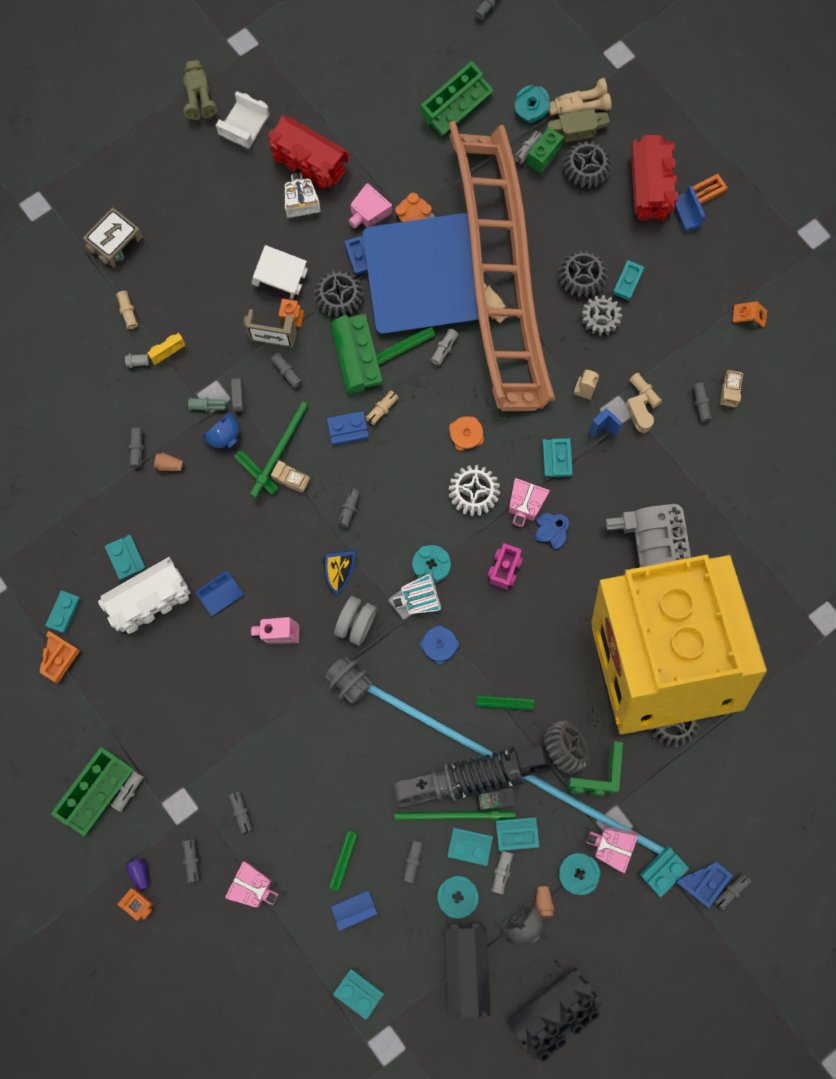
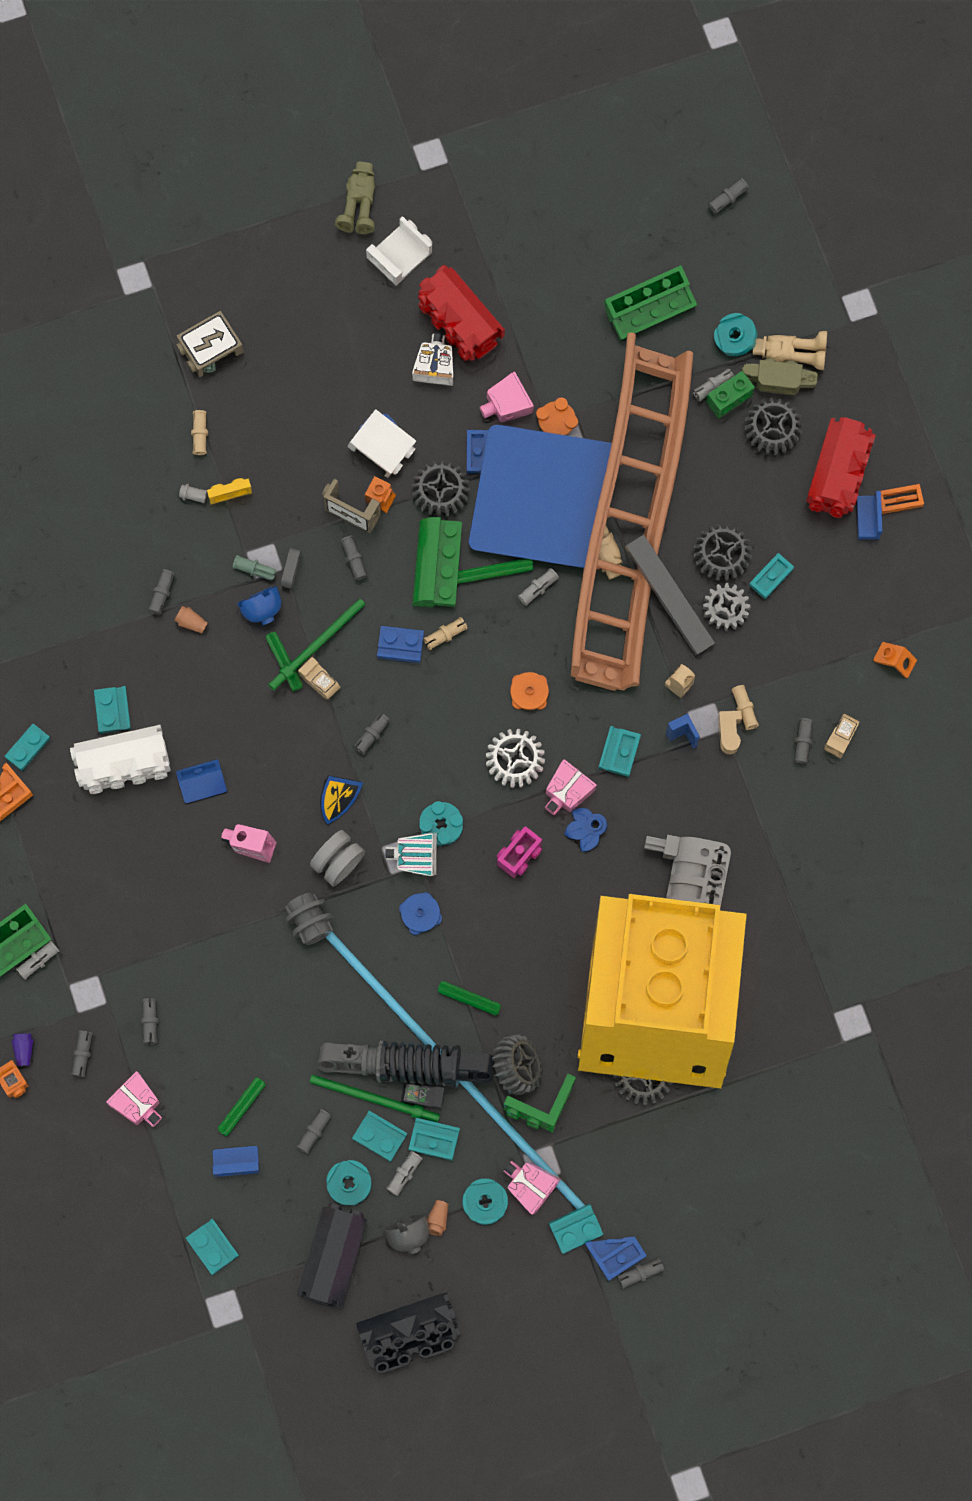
camera: 15 degrees right, 0 degrees up
(553, 319) = (669, 595): none -> dark grey tile

